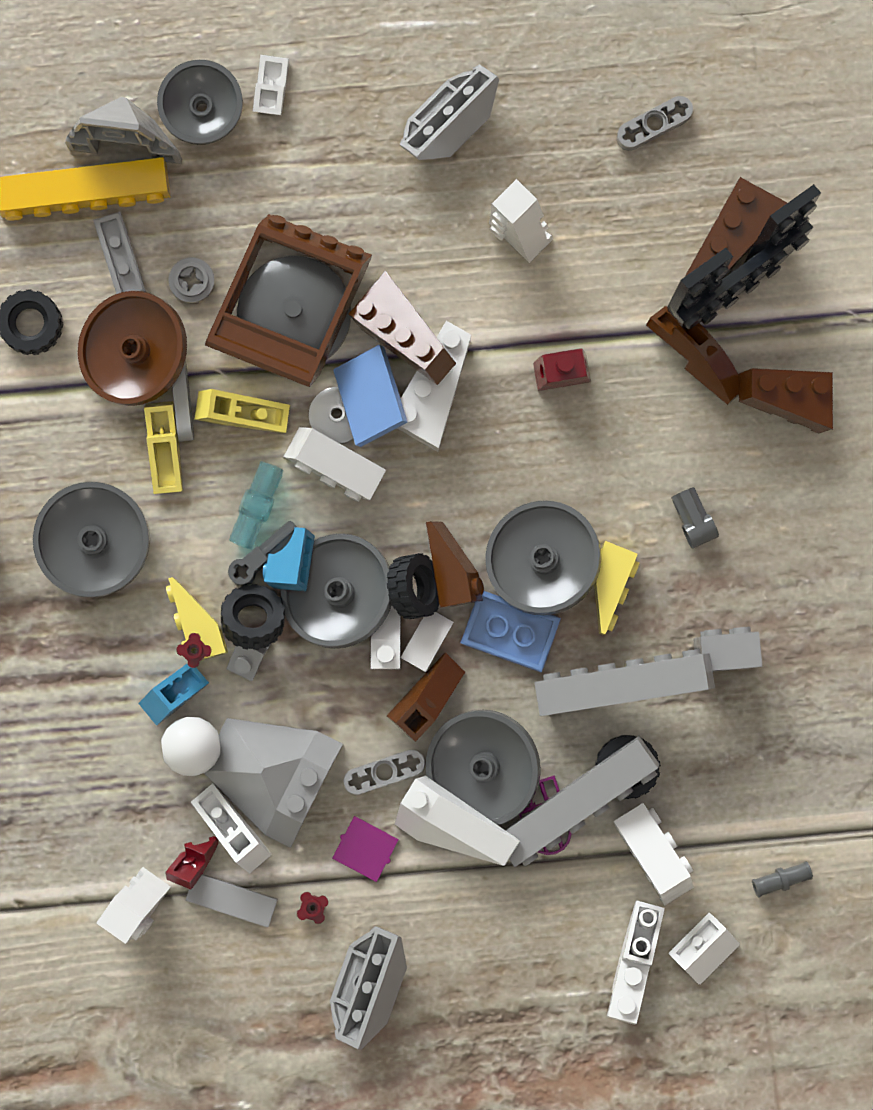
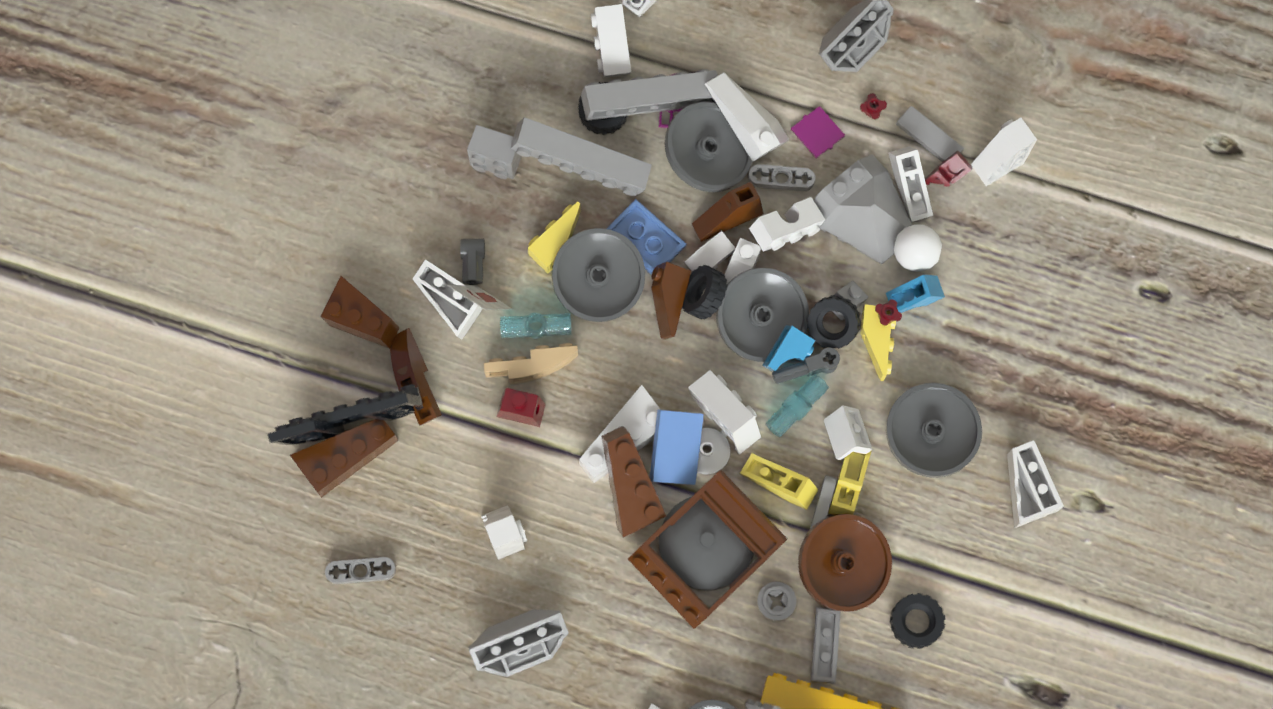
camera: 155 degrees left, 10 degrees down
(187, 497) = (847, 432): none -> white panel
(365, 691) = (774, 232): none -> white arch
(563, 431) = (542, 363): none -> tan slope
(604, 462) = (520, 325): none -> clear light blue piece
(661, 458) = (480, 297): none -> white sticker
(699, 461) = (450, 304): none -> white wedge

